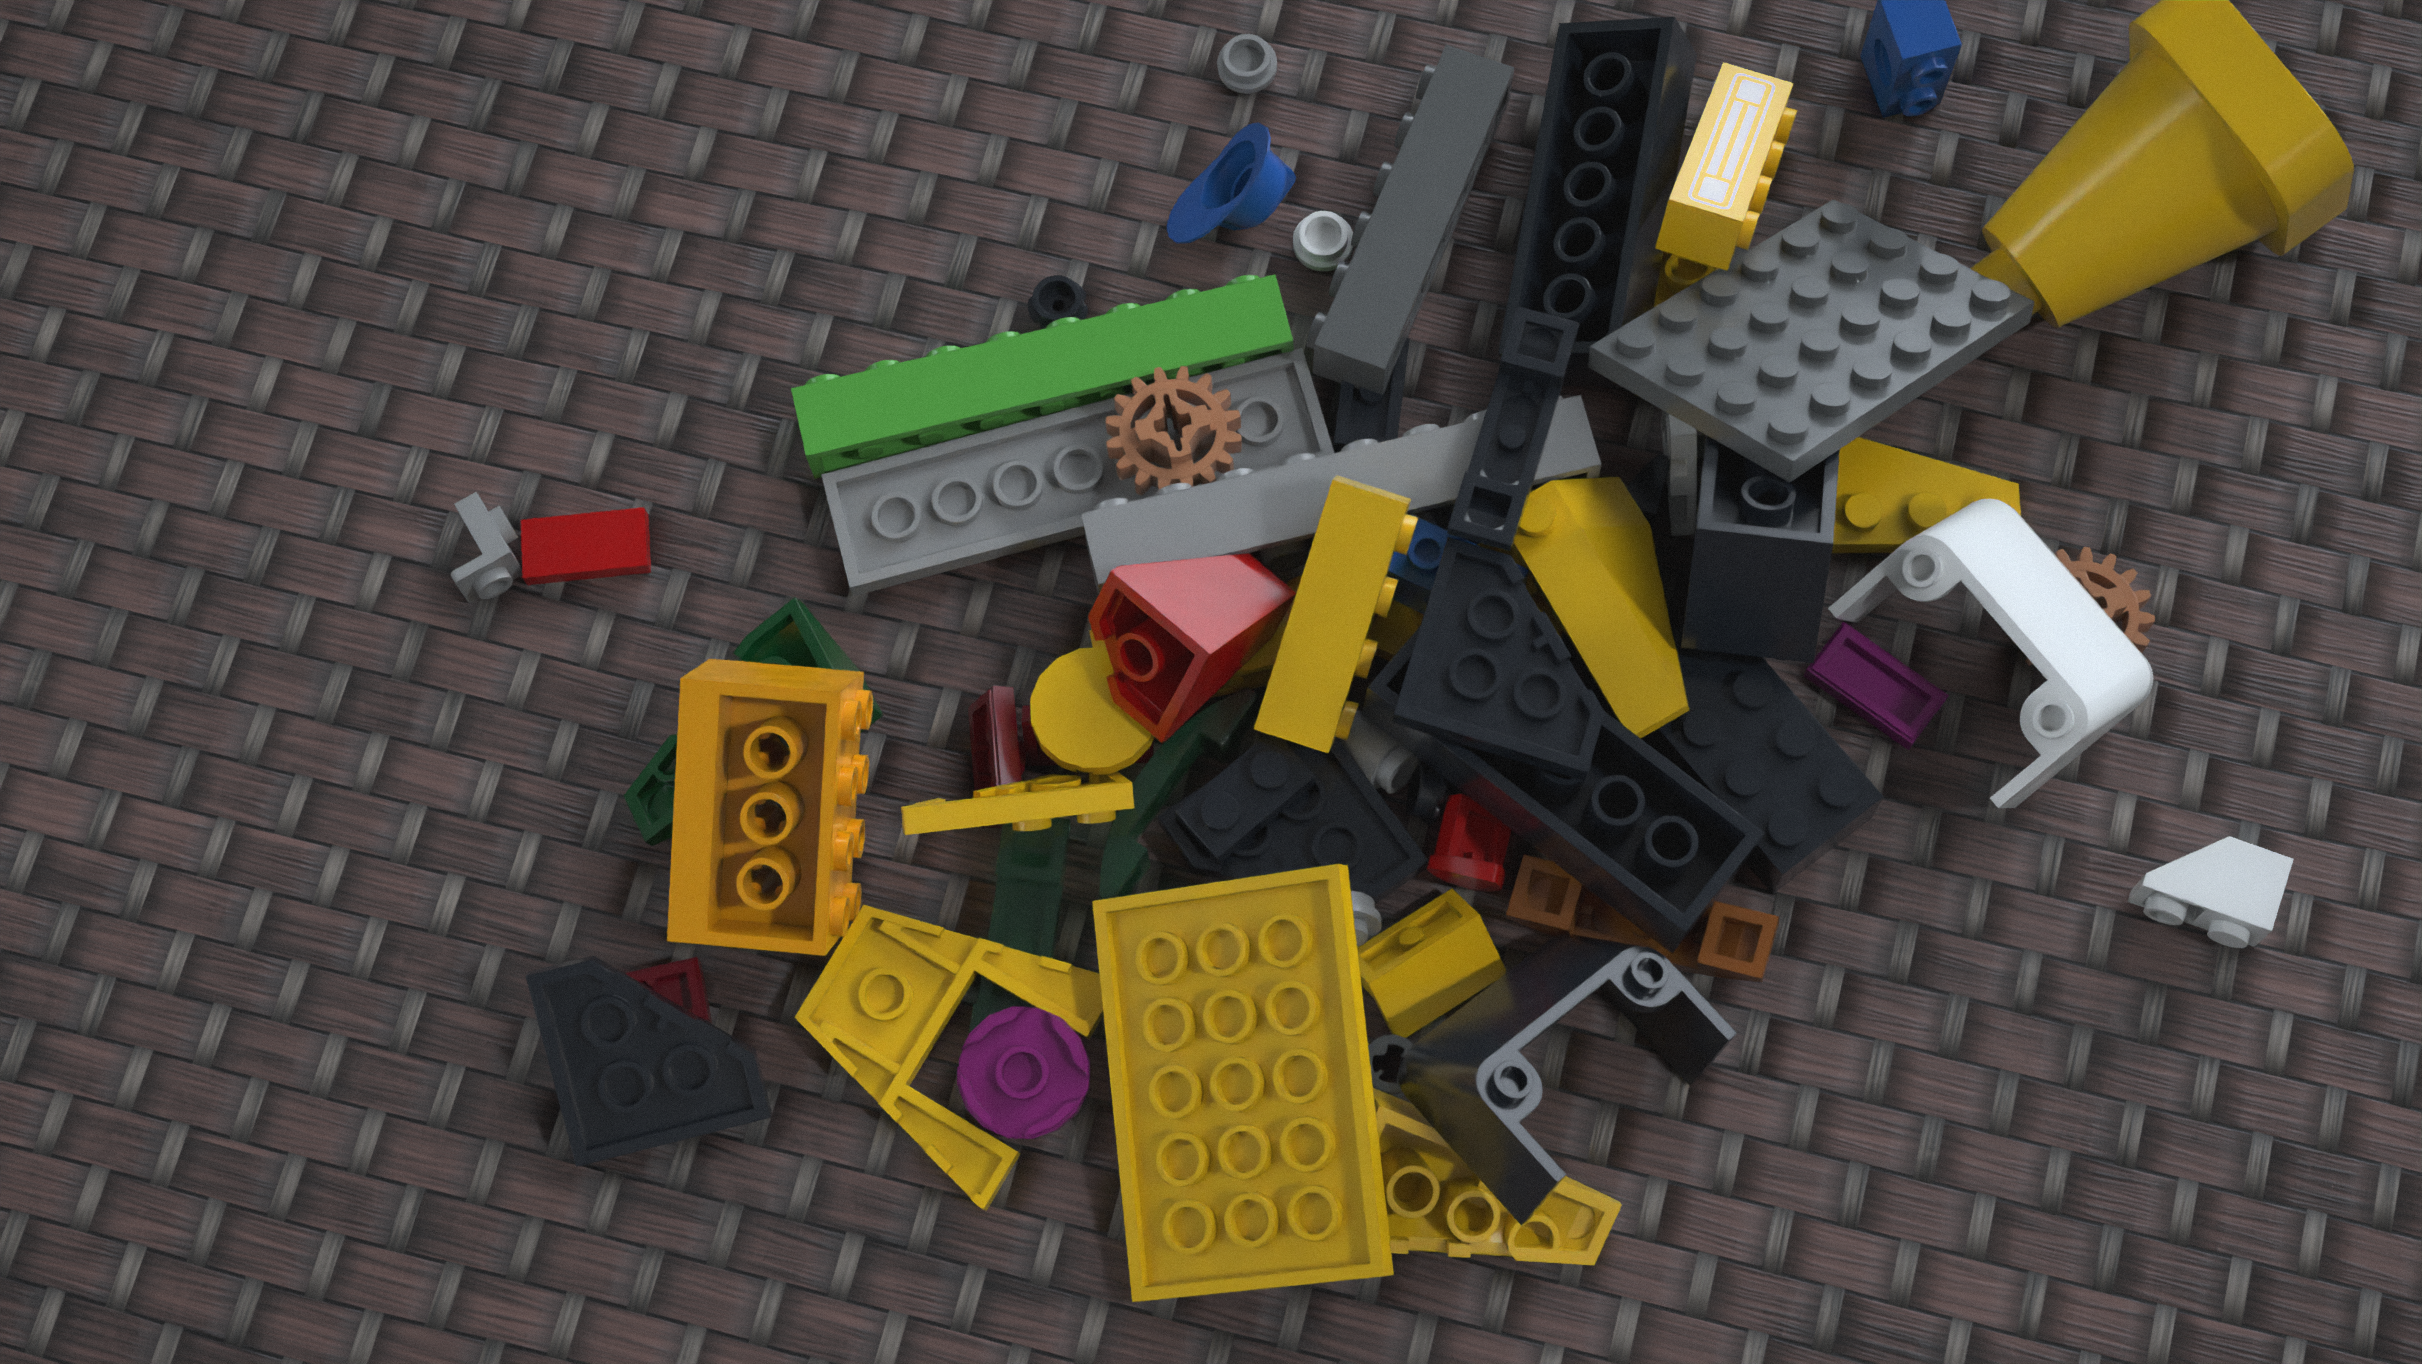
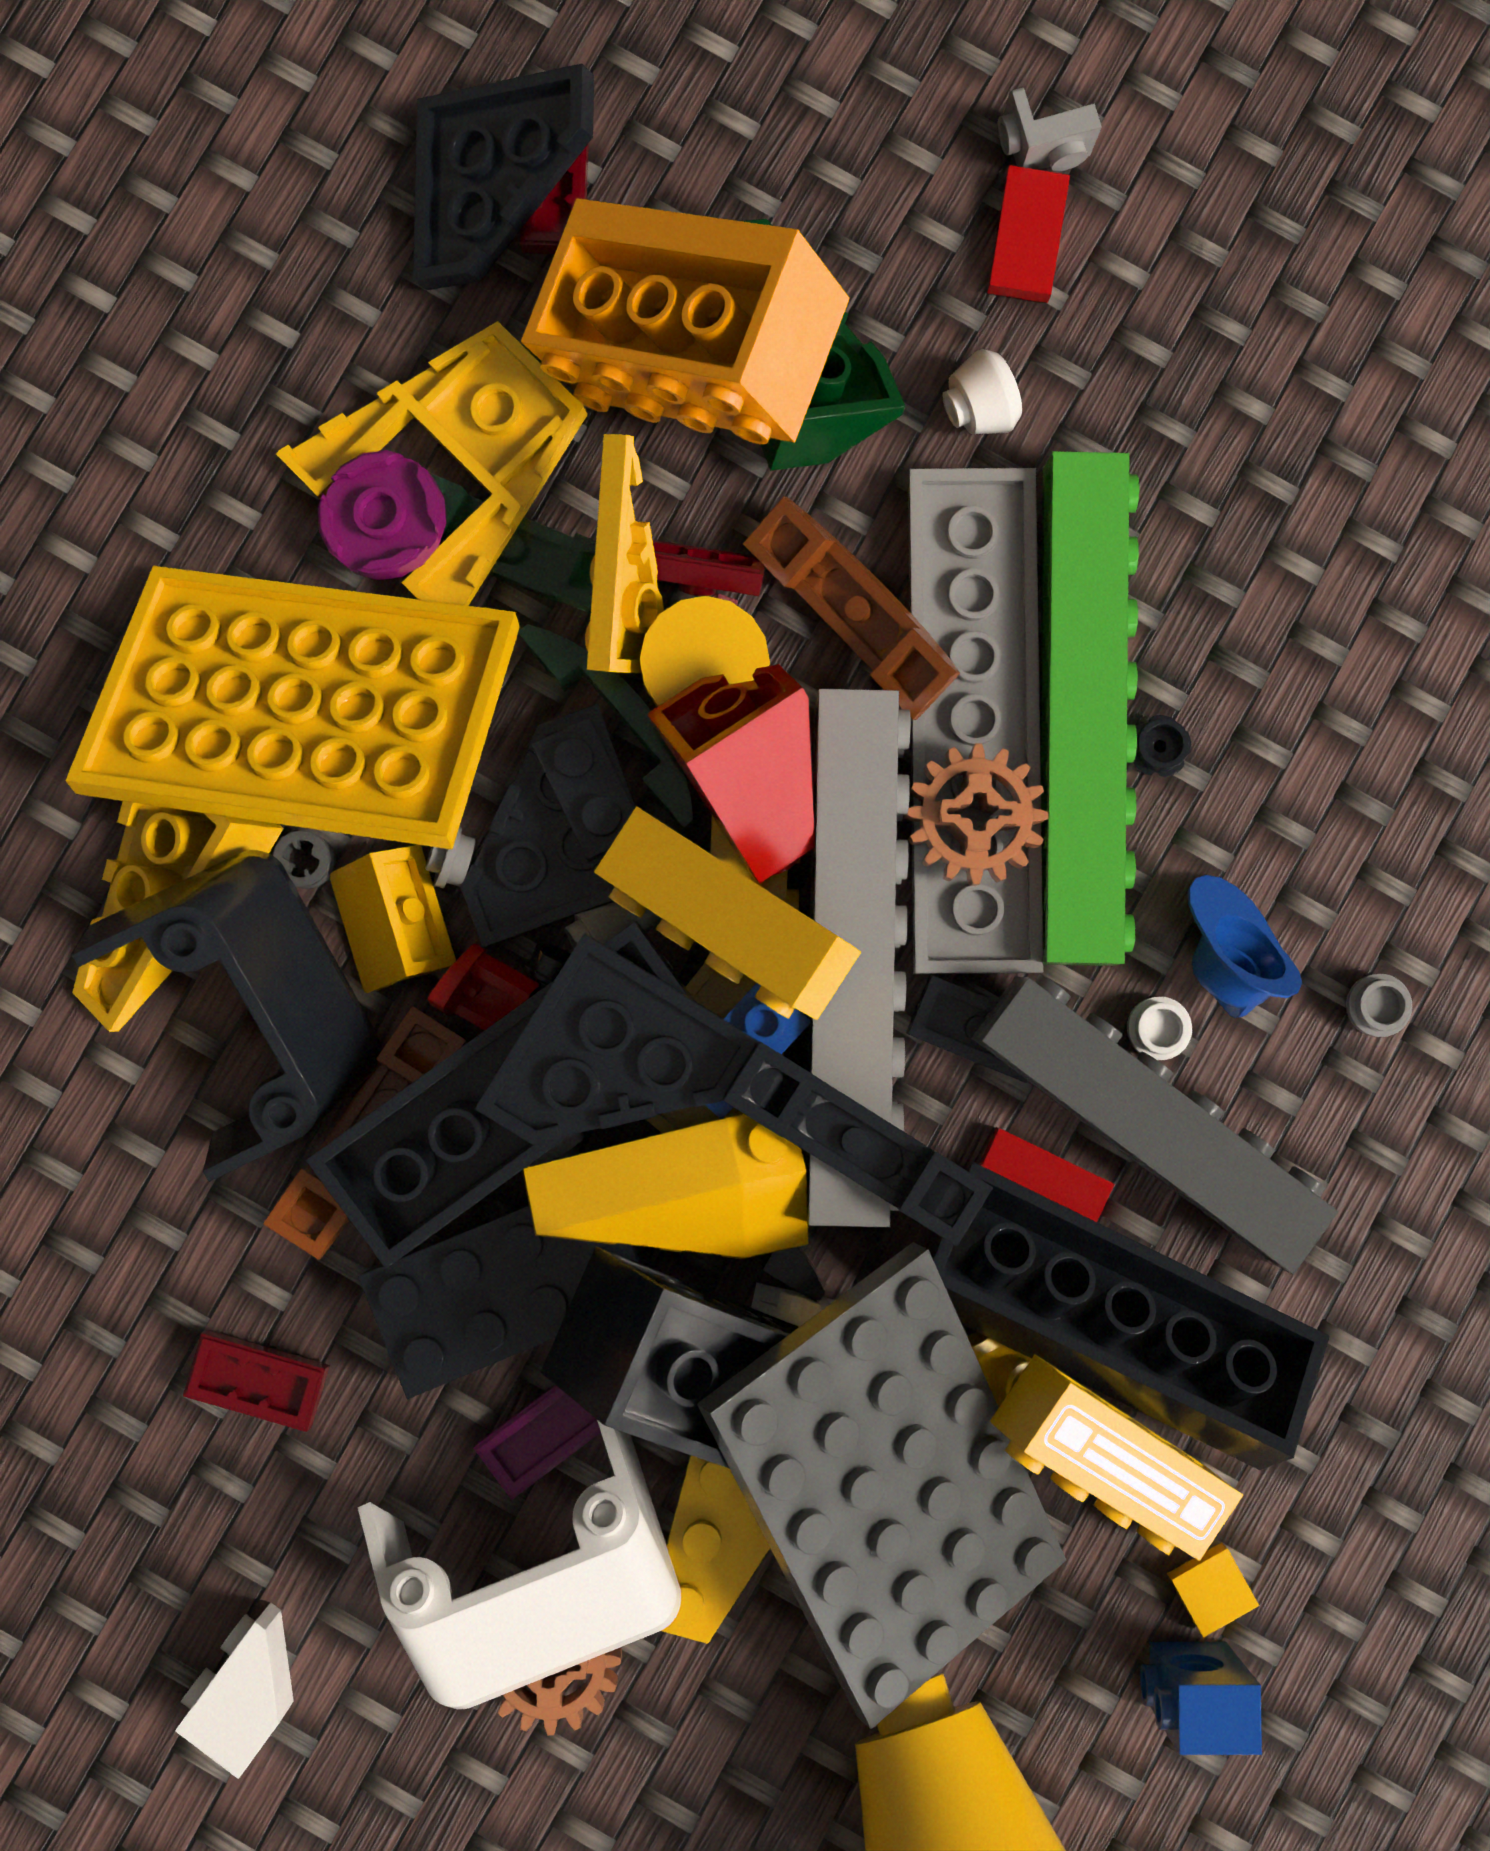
camera: 95 degrees right, 15 degrees up
(759, 539) = (983, 395): none -> white cone
(999, 601) = (853, 605): none -> dark orange slope
(1487, 305) = (1046, 1174): none -> red tile
(1818, 74) = (1213, 1590): none -> yellow tile
(1918, 965) = (256, 1380): none -> dark red plate

